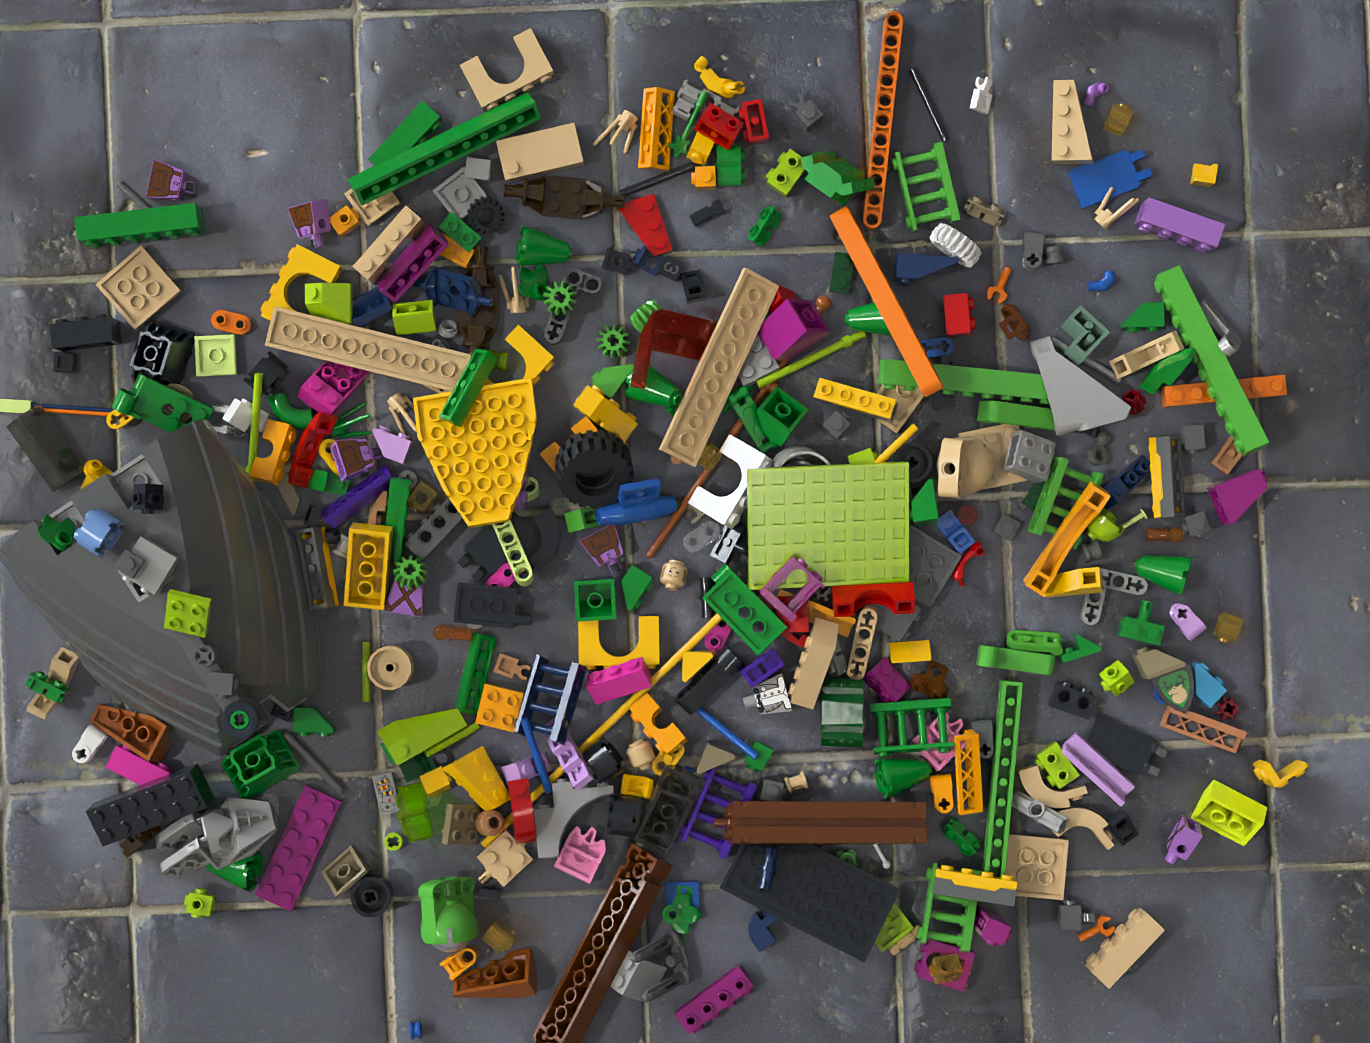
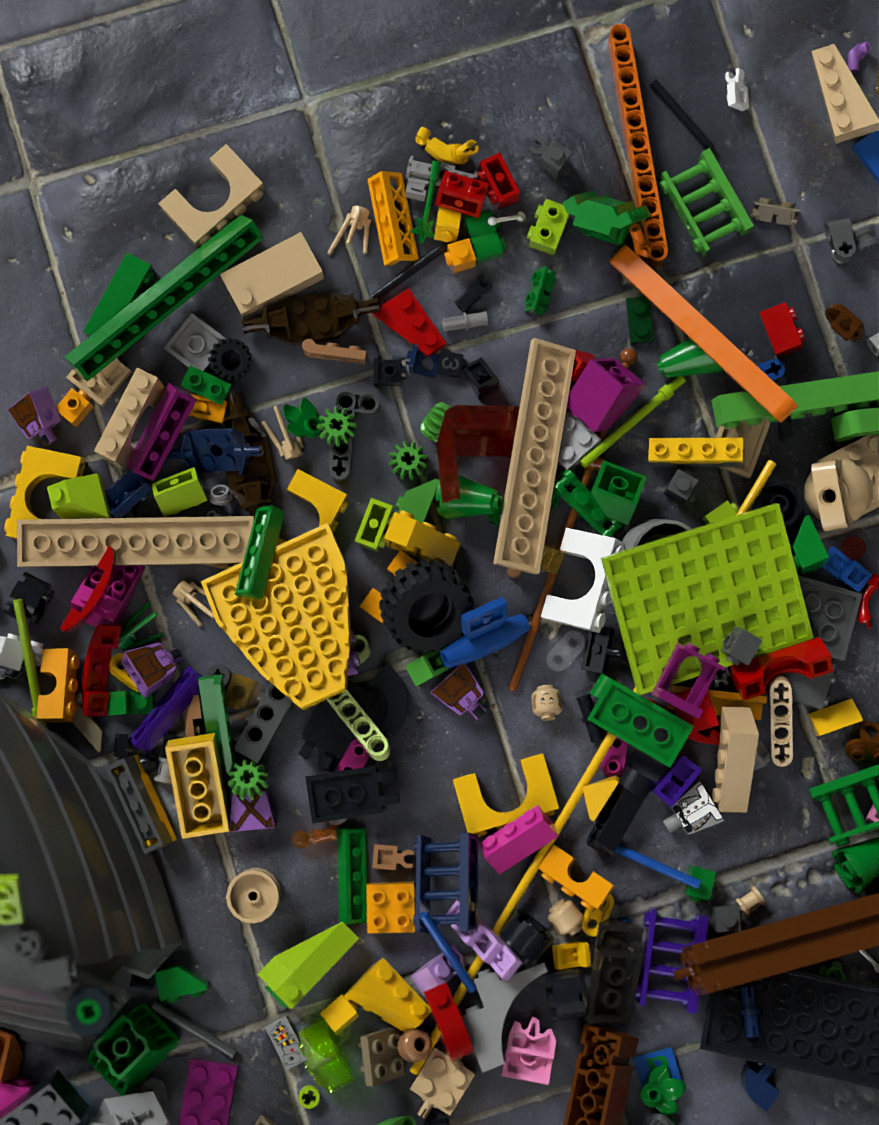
camera: 15 degrees left, 5 degrees down
(288, 413) = (76, 640): green cylinder -> none
(304, 402) = (75, 618): none -> red slope
(365, 677) = (230, 919): lime bar -> none
(393, 446) = (191, 642): lavender slope -> none
(416, 767) = (314, 1002): dark green bracket -> none
(451, 739) = (345, 960): lime bar -> none
(478, 169) = (209, 311): light grey panel -> none
(502, 361) = (291, 517): clear neon green wheel -> none
(540, 248) = (300, 379): green cone -> none
(570, 389) = (375, 525): none -> lime brick
(574, 231) = (334, 352): none -> medium nougat plate
(595, 600) = (467, 754): green slope -> none
(633, 585) = (505, 726): green slope -> none
(693, 235) = (465, 321): none -> light grey axle
(713, 756) = (649, 898): dark tan slope -> none
(765, 156) = (520, 217): none -> white hinge
(842, 713) = (781, 808): dark green slope -> none
(843, 572) = (740, 646): none -> dark grey brick
(858, 208) = (639, 241): none -> orange arm
(886, 681) = (819, 758): magenta bracket -> none
(915, 267) = (719, 289): dark blue slope -> none
(955, 244) = (756, 254): white gear -> none
(999, 288) = (816, 289): orange bar -> none

